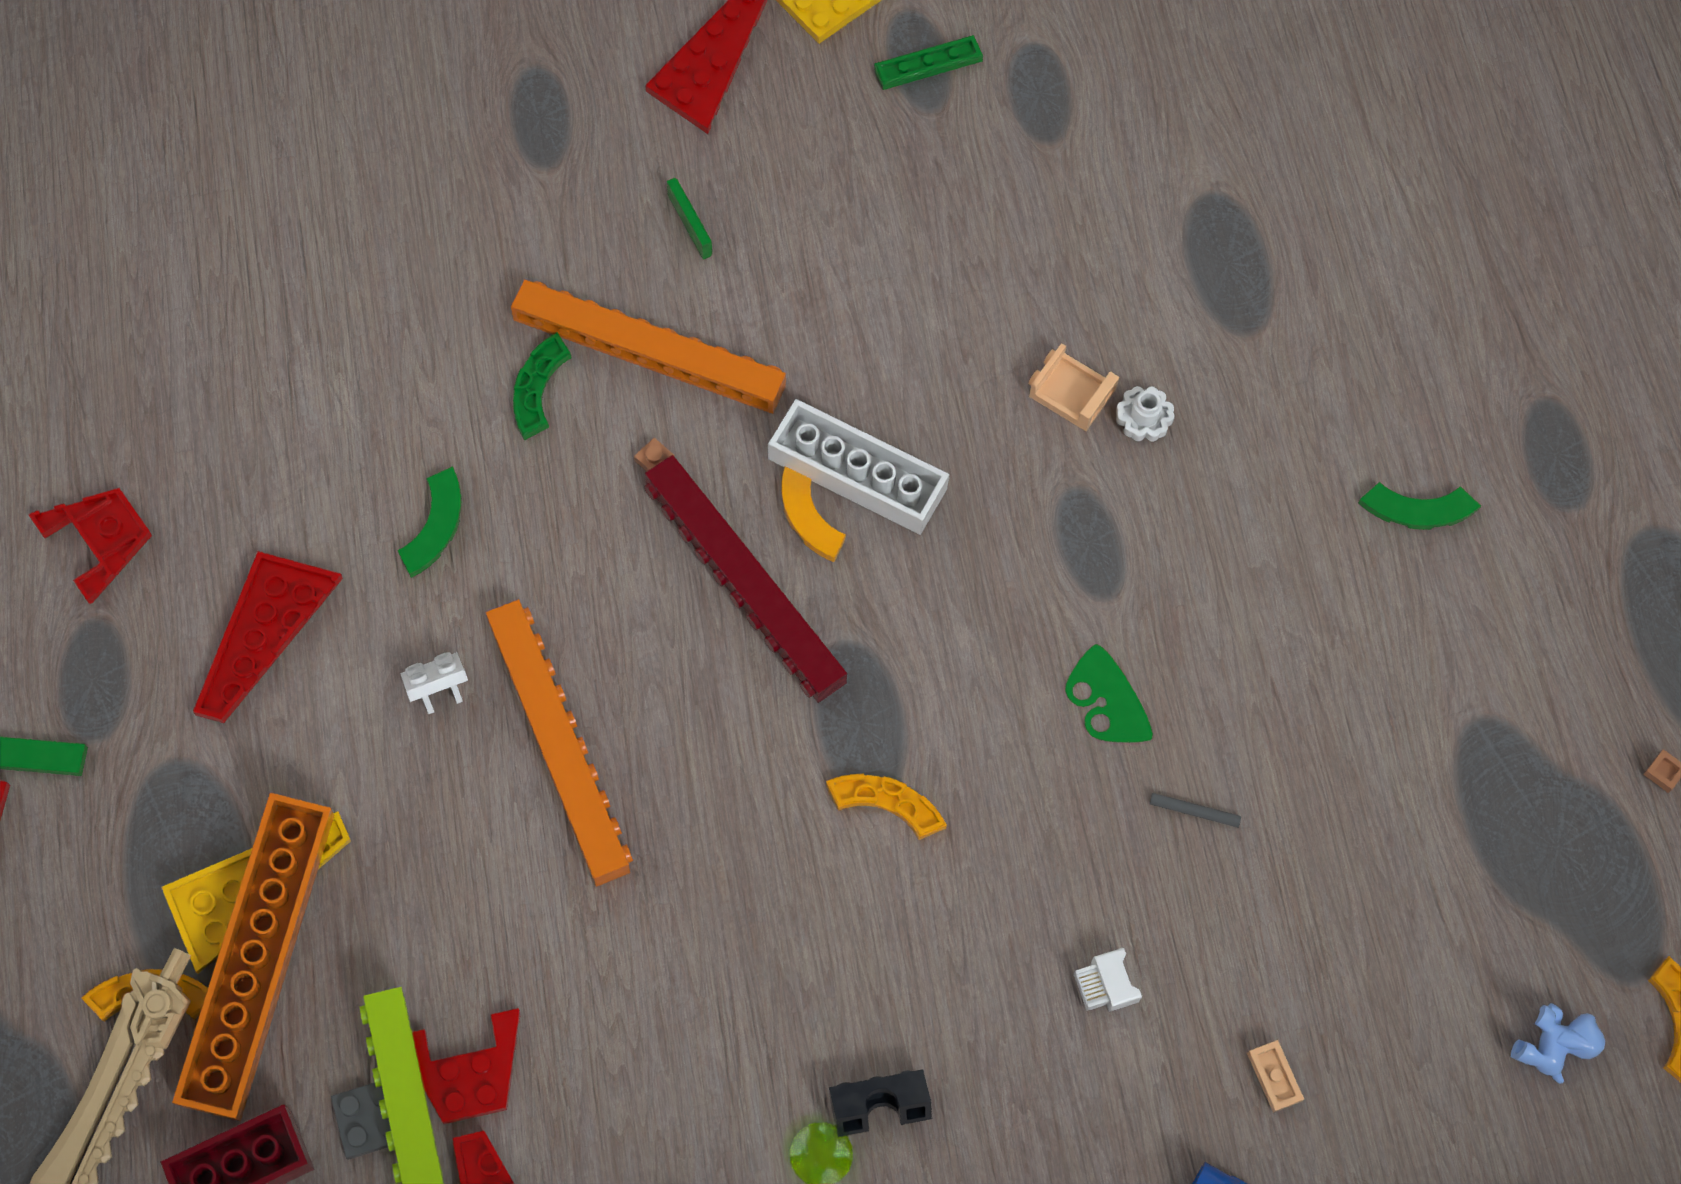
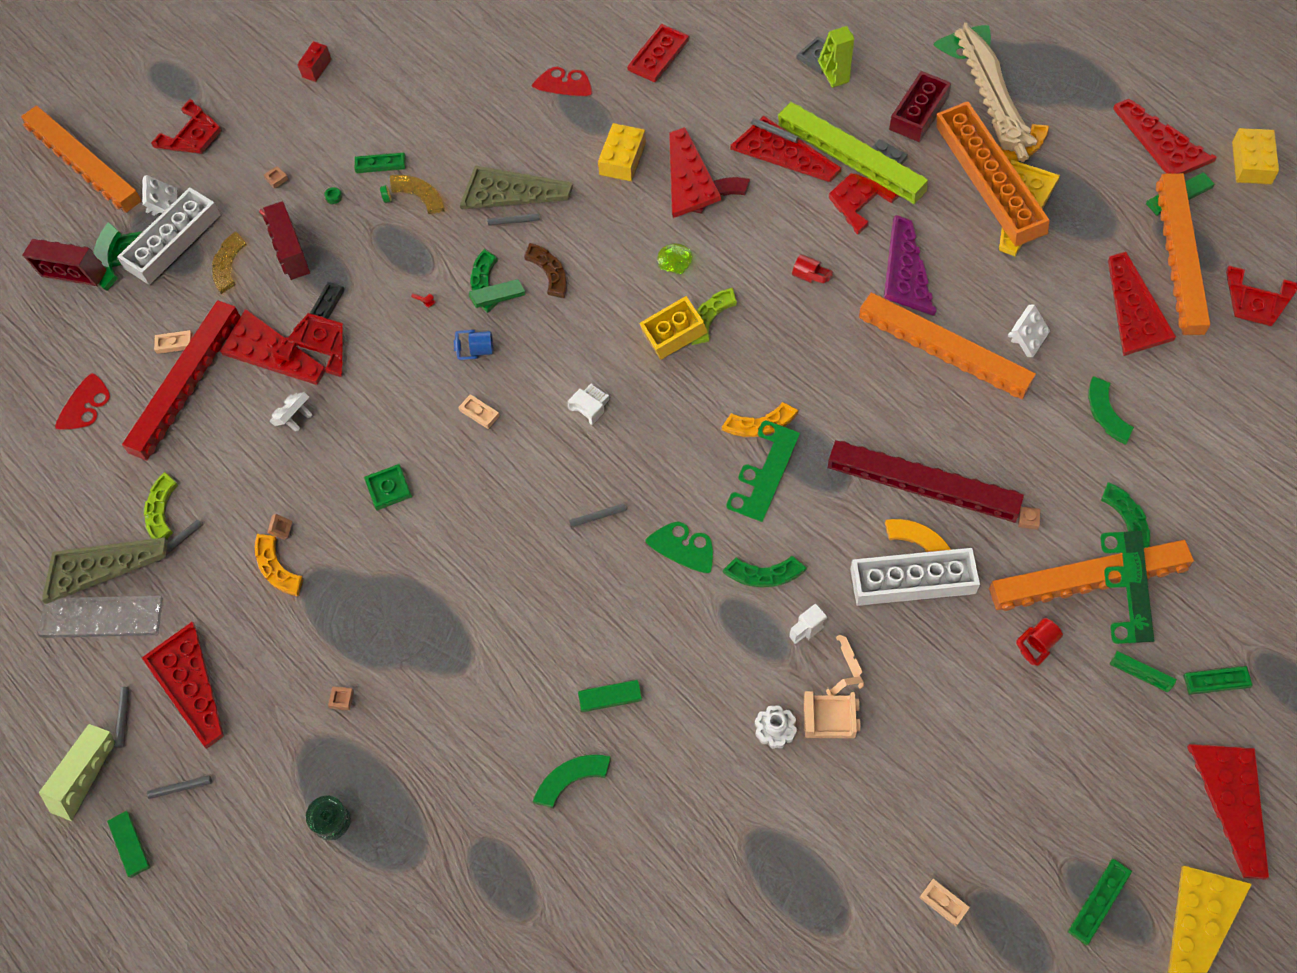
camera: 155 degrees right, 5 degrees down
(122, 658) = (1183, 255): none -> orange brick
(511, 887) = (906, 273): none -> magenta wing
(612, 301) = (1136, 583): none -> piece
(614, 167) = (1217, 680): none -> green tile
(645, 985) = (808, 269): none -> red piece
(765, 314) = (1041, 638): none -> red piece
(840, 1024) = (712, 307): none -> lime tile
(902, 1092) = (651, 296): black arch -> none
(915, 1012) = (673, 327): none -> yellow brick
(935, 714) = (769, 476): none -> green piece
(1004, 419) = (854, 666): none -> light nougat piece
(1029, 490) = (808, 624): none -> white piece
(1030, 592) = (764, 577): none -> green tile
(1089, 148) = (944, 902): none -> light nougat plate
(1318, 569) = (609, 696): none -> green tile
(1467, 1043) = (387, 487): none -> green tile
(1579, 1038) = (340, 511): light blue animal -> none
(1655, 1073) = (279, 526): none -> nougat plate

